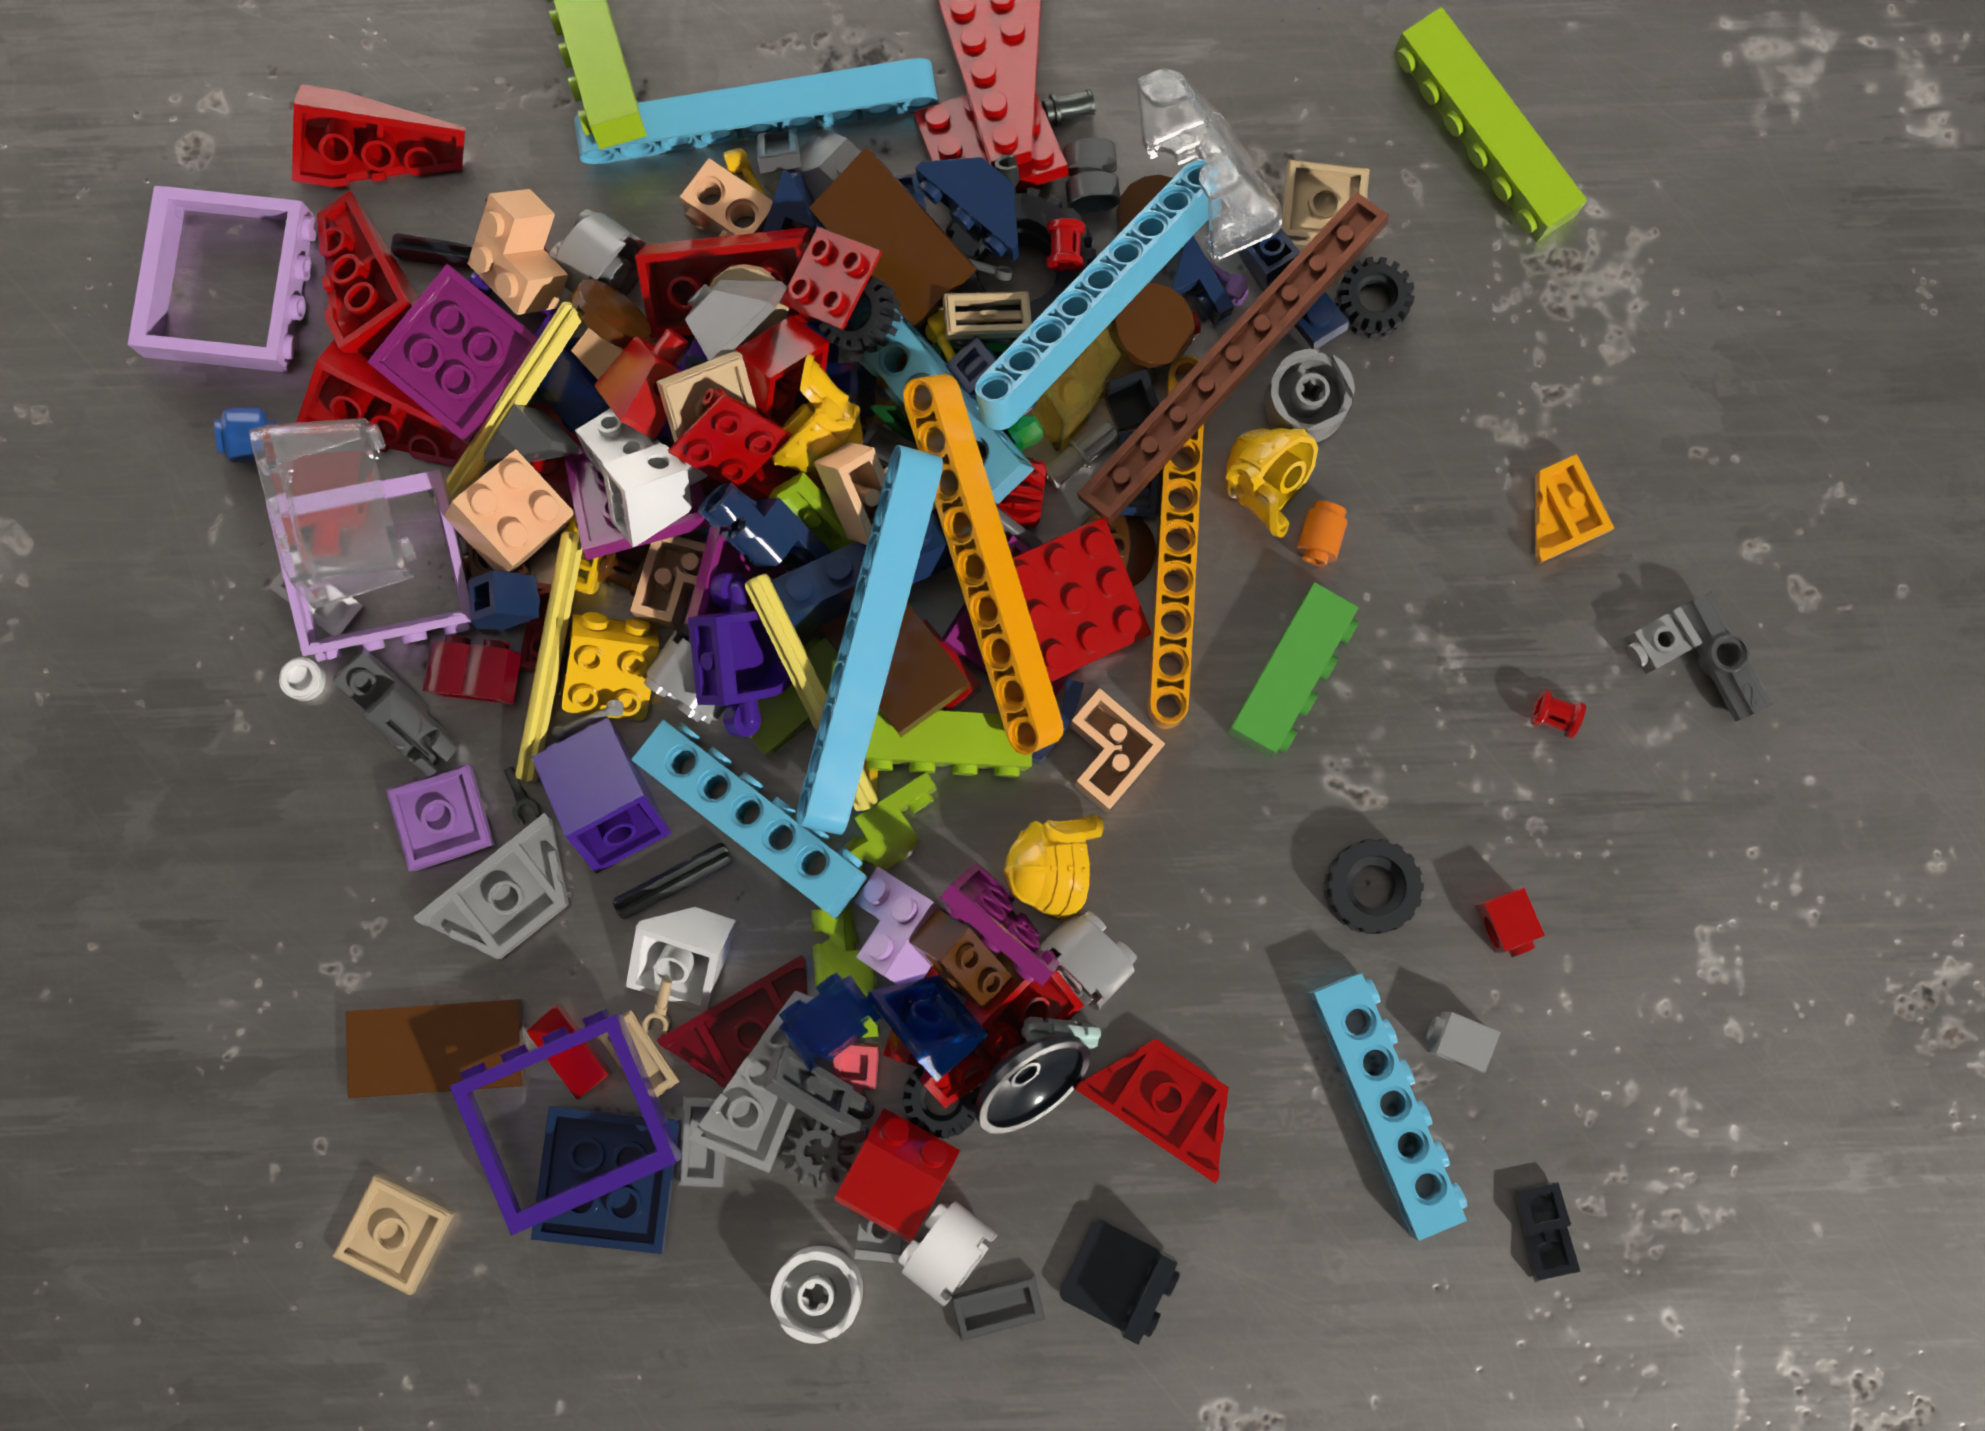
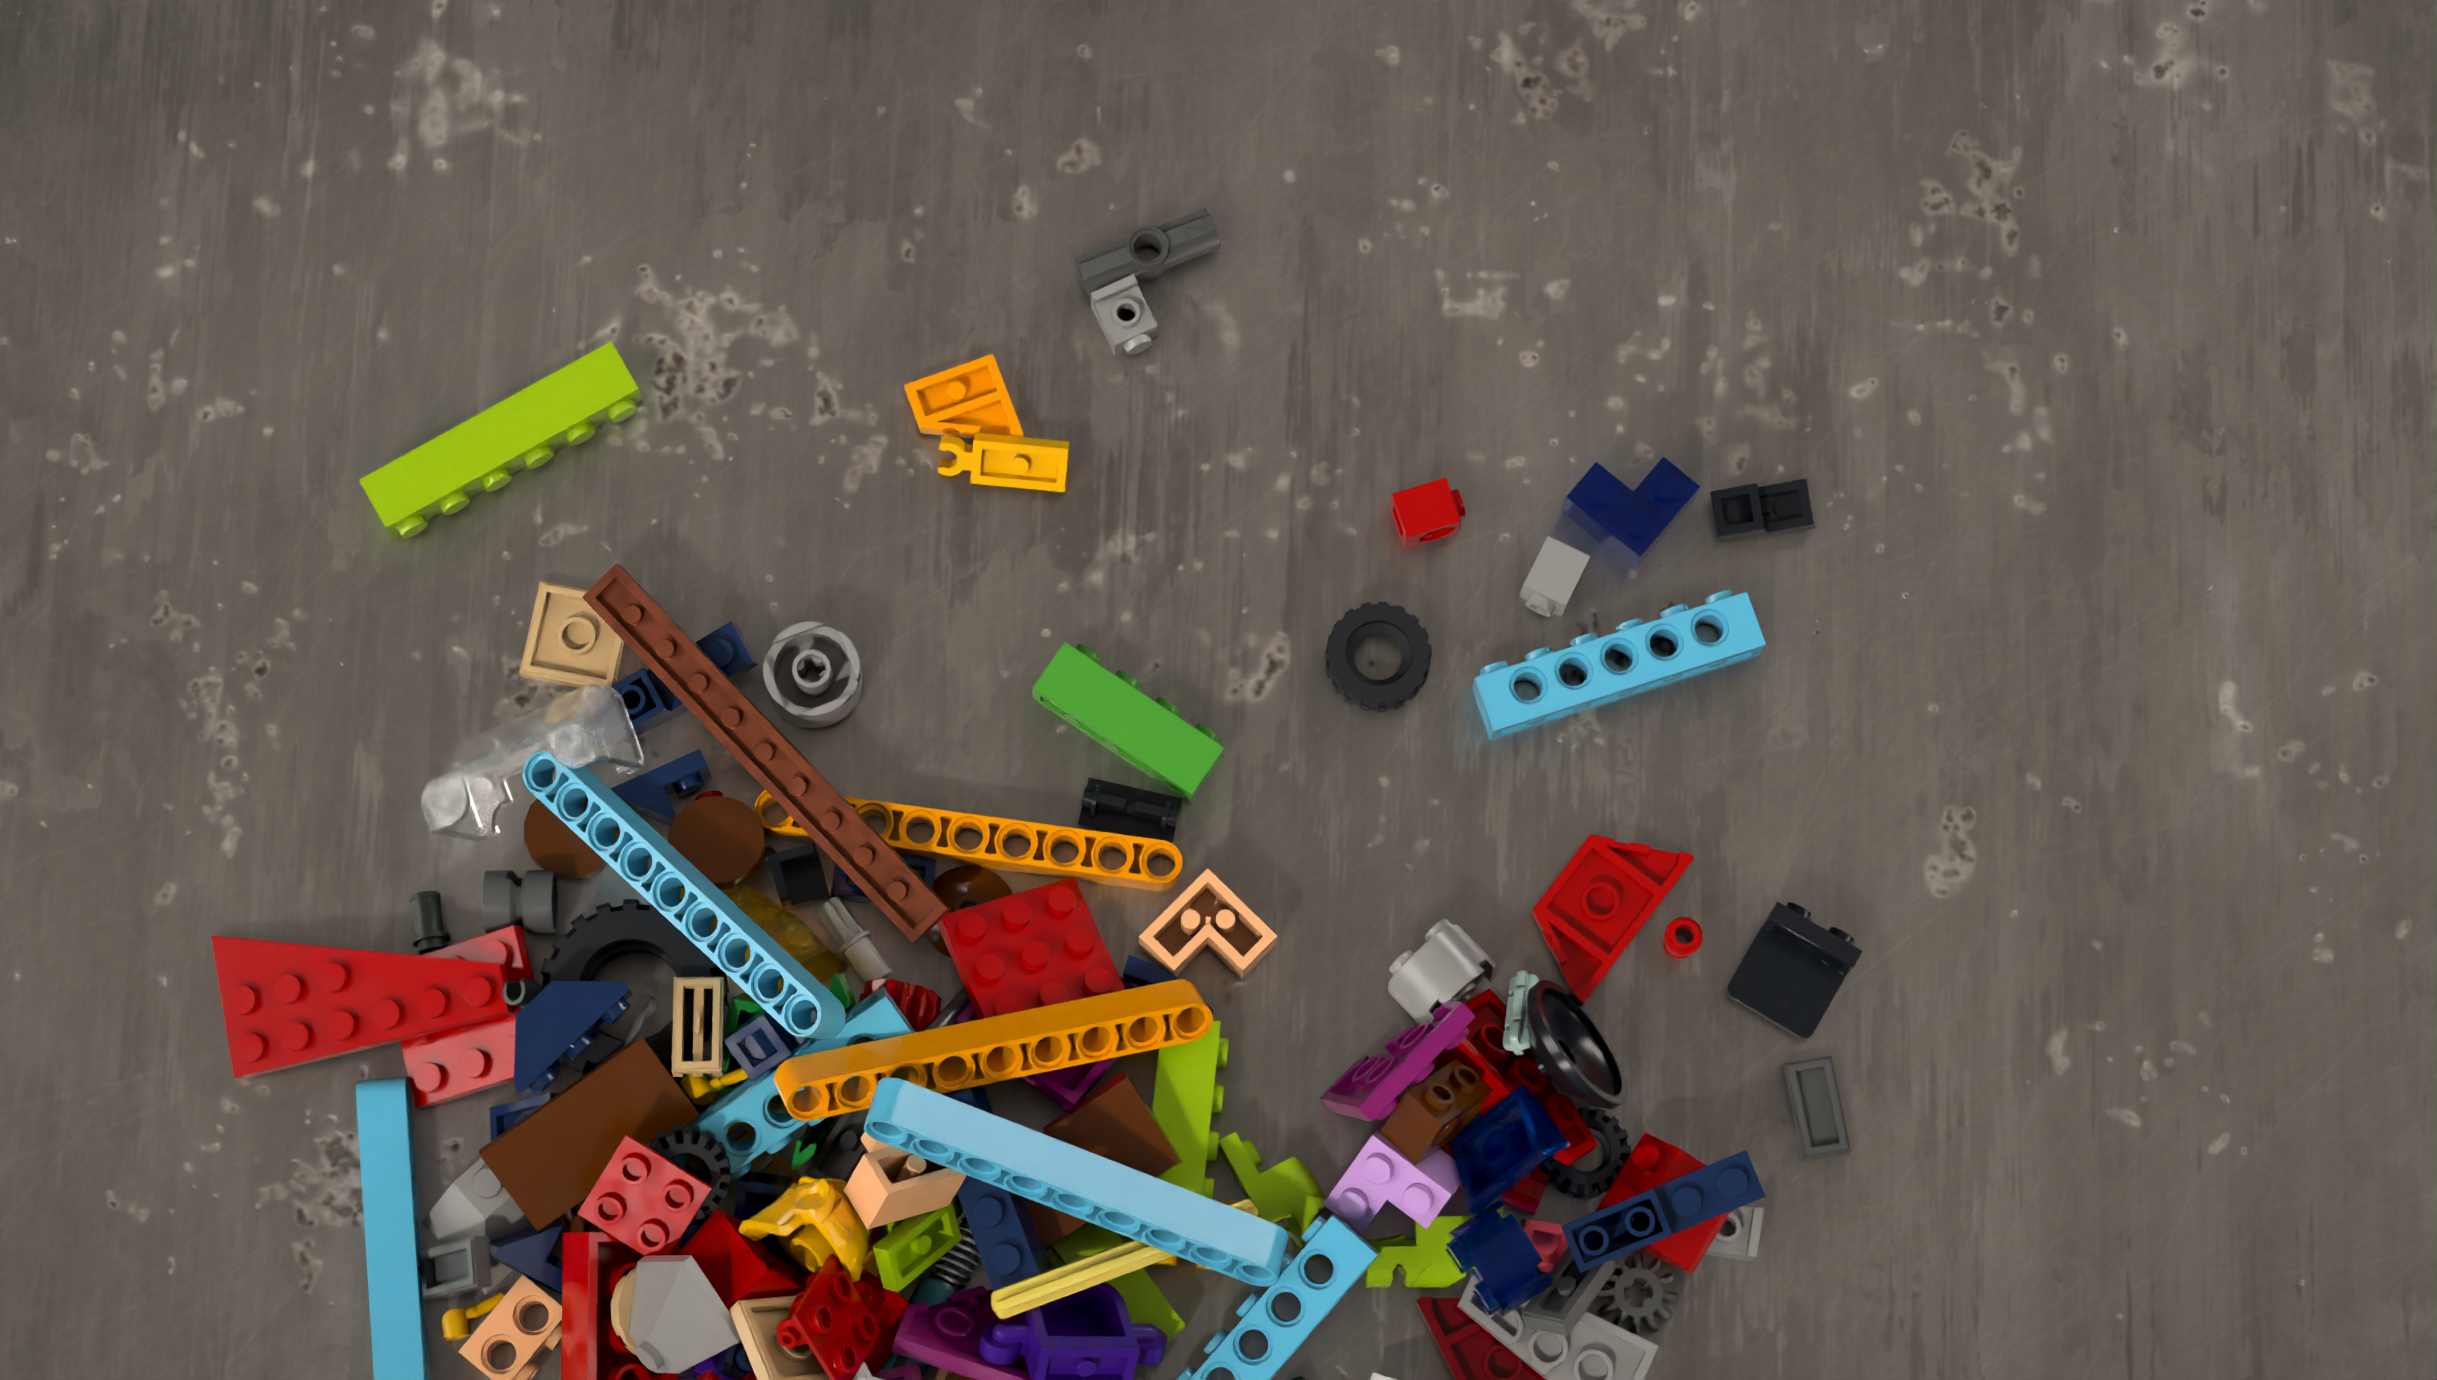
camera: 90 degrees left, 5 degrees down
(761, 528) = (933, 1299): dark blue plate -> none
(794, 1304) = (1817, 1289): white brick -> none
(882, 1169) = (1663, 1211): none -> dark blue slope
(947, 1251) = (1766, 1145): white brick -> none
(1052, 865) = (1334, 1003): yellow head -> none
(1065, 245) = (623, 930): red bush -> none
(1145, 1186) = (1690, 930): none -> red pin
(1215, 678) = (1129, 810): none -> black hinge
(1235, 284) = (668, 747): medium lavender hand -> none
(1269, 471) = (895, 730): yellow head -> none
(1322, 533) = (971, 675): orange brick -> none
(1385, 276) = (693, 562): black tyre -> none
(1517, 550) = (1008, 461): none -> yellow plate
(1523, 1108) = (1630, 520): none -> clear blue brick
(1558, 714) = (1198, 437): red bush -> none

